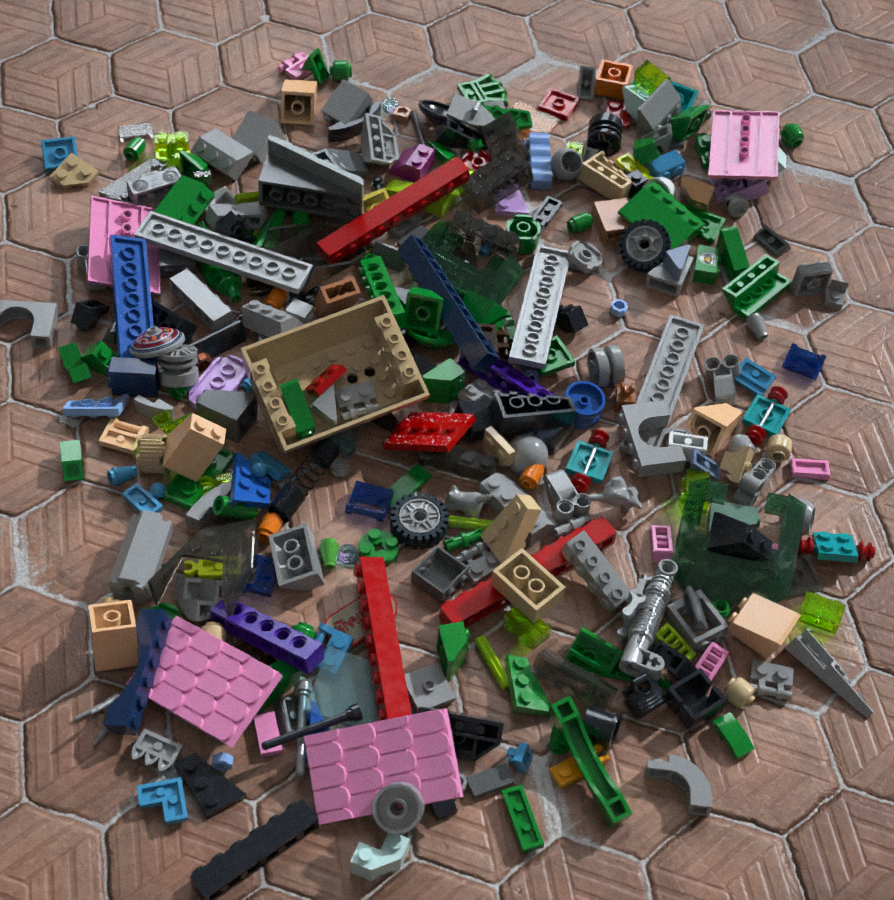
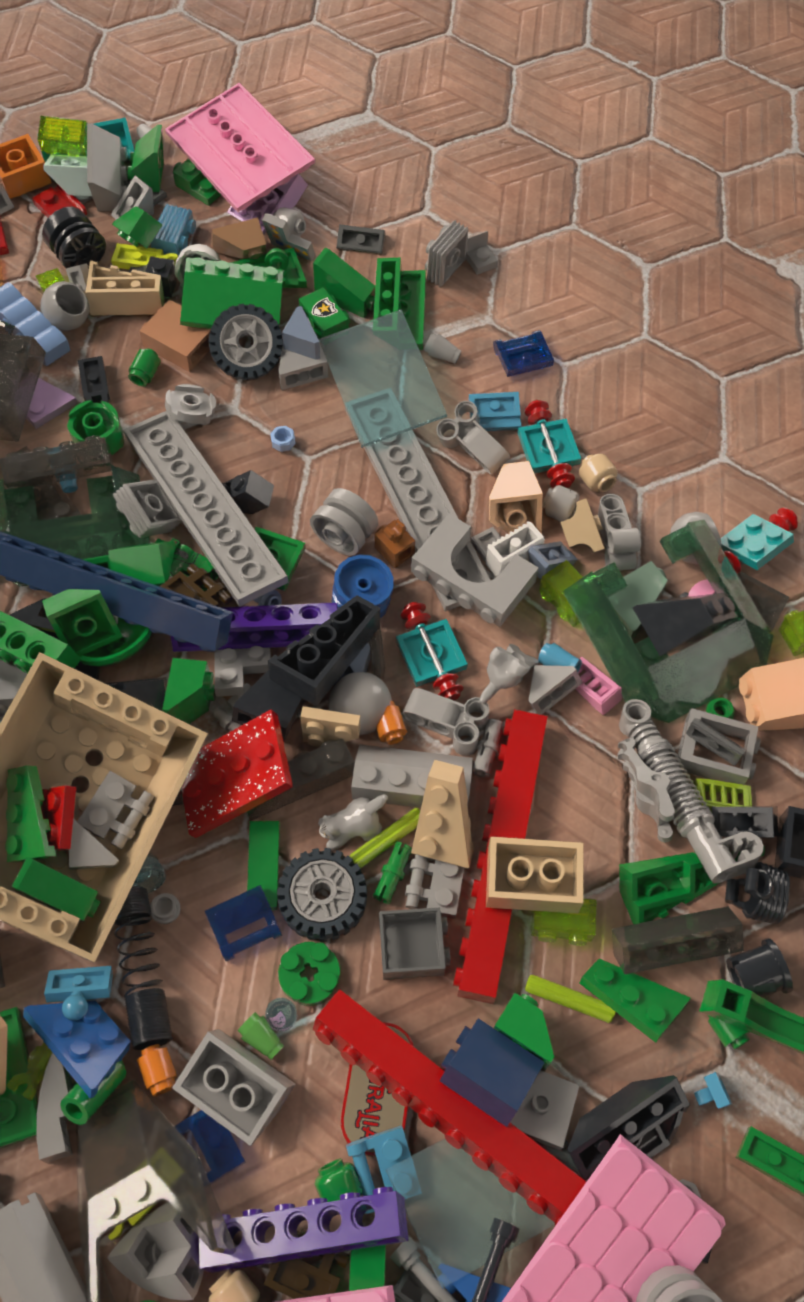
camera: 40 degrees left, 10 degrees up
(313, 365) = (24, 817): none -> green wing
(417, 646) = (490, 1071): none -> dark blue brick
(489, 781) = (710, 1154): dark grey tile -> none
(509, 287) = (146, 508): none -> light grey brick
(568, 772) = (770, 1058): light orange hinge -> none
(596, 571) = (575, 785): light grey brick -> none
(635, 523) = (551, 685): none -> light grey slope
(653, 513) = (557, 656): none -> dark azure cone
(702, 314) = (382, 378): none -> clear light blue piece
(709, 214) = (276, 254): none -> green plate
(716, 654) = (781, 774): bright pink slope -> none
(724, 209) = (282, 238): none -> light grey tile
(792, 135) = (271, 101): green head -> none
(809, 469) = (643, 471): bright pink tile -> none

